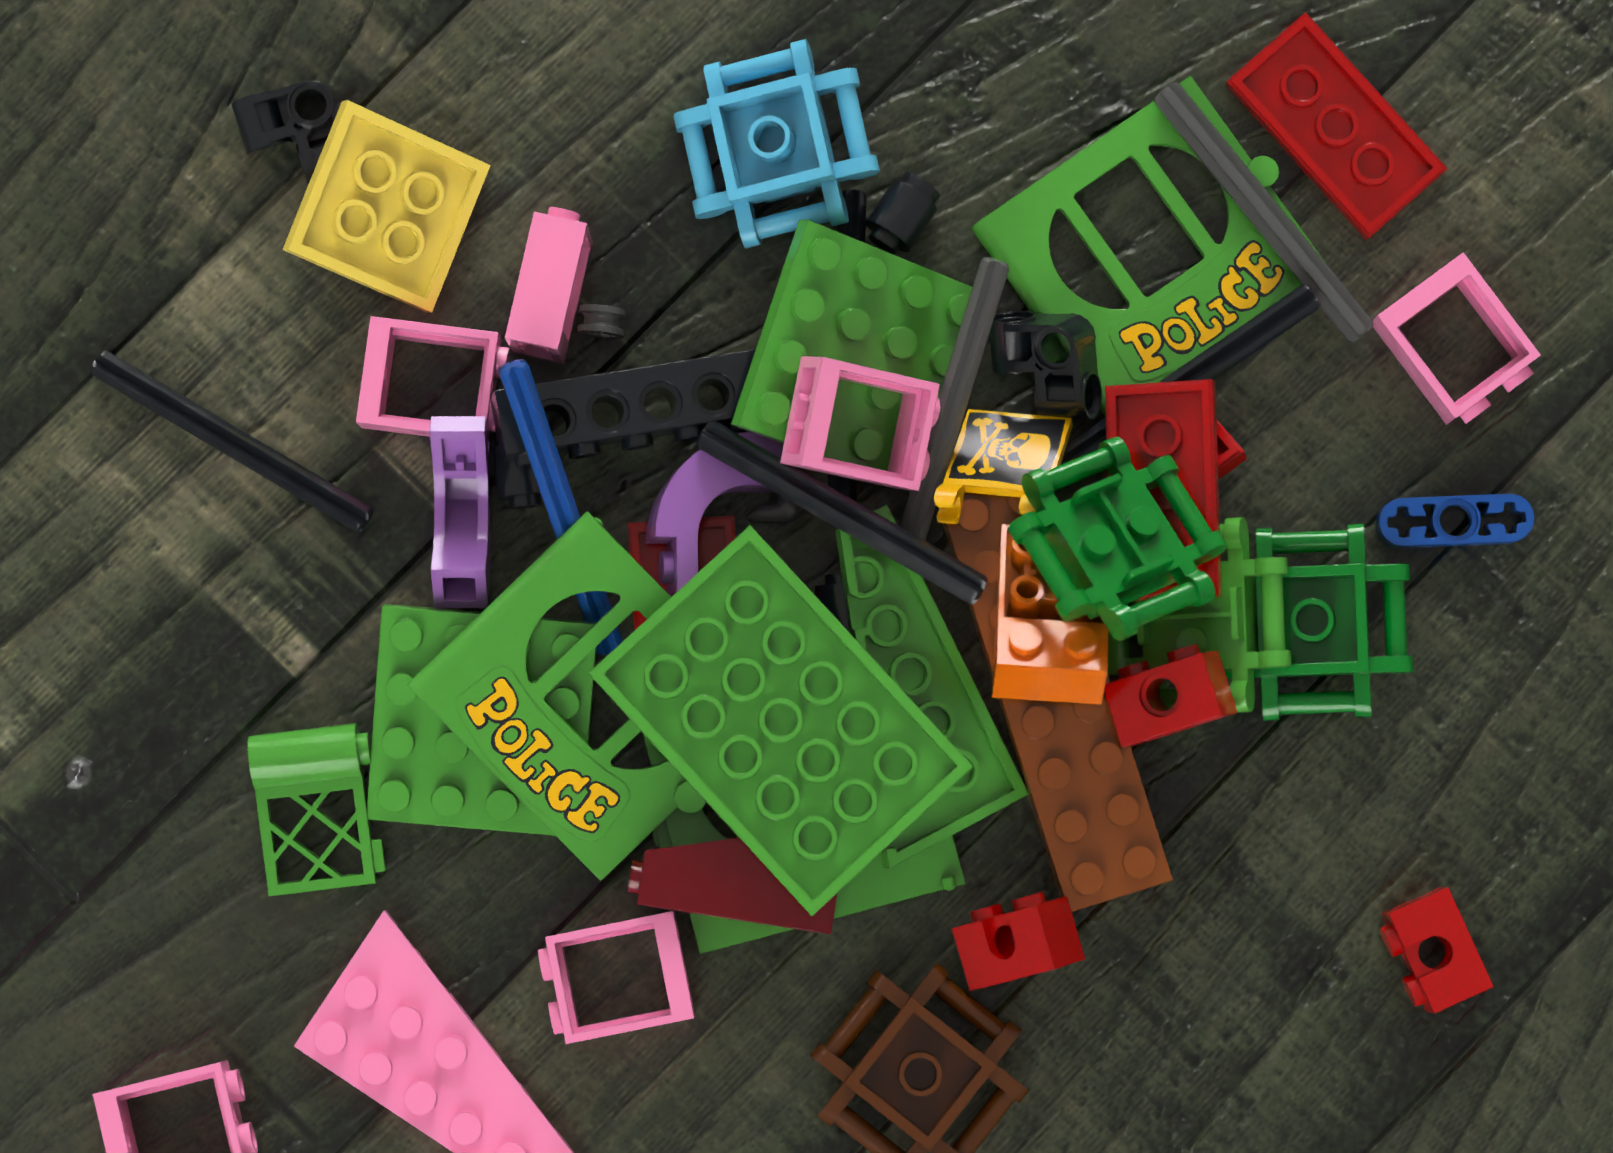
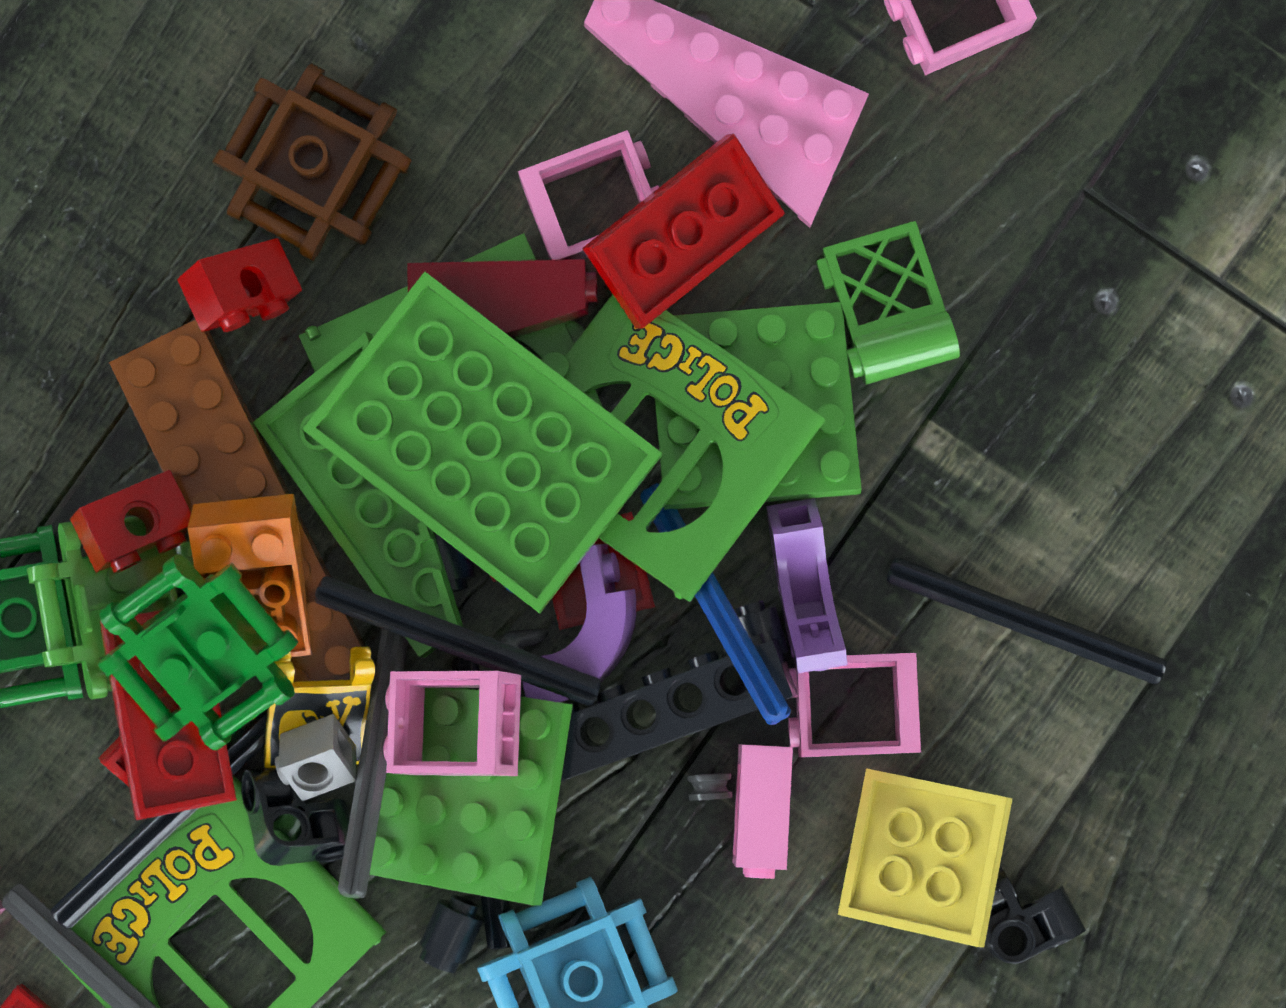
camera: 170 degrees right, 0 degrees up
(523, 921) = (684, 231): none -> red tile
(1012, 415) = (316, 757): none -> light grey brick

